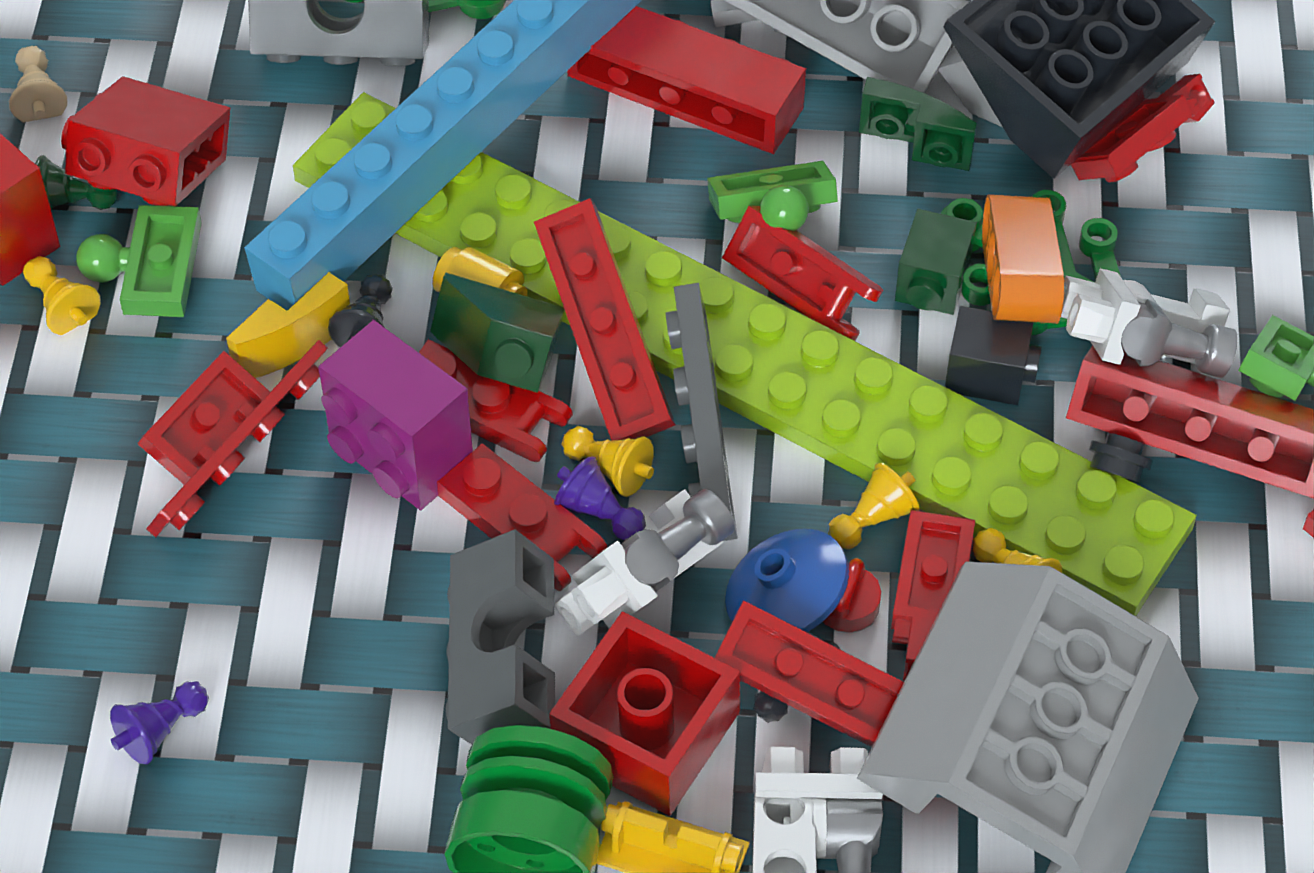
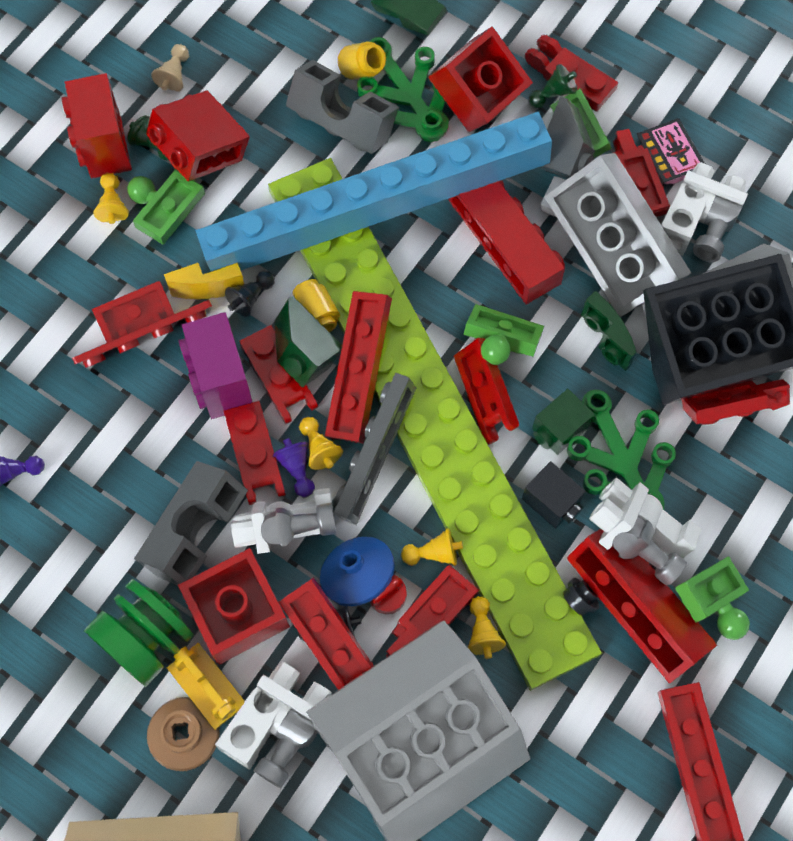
camera: 30 degrees right, 15 degrees up
(1022, 259) = (602, 452): orange beam -> none

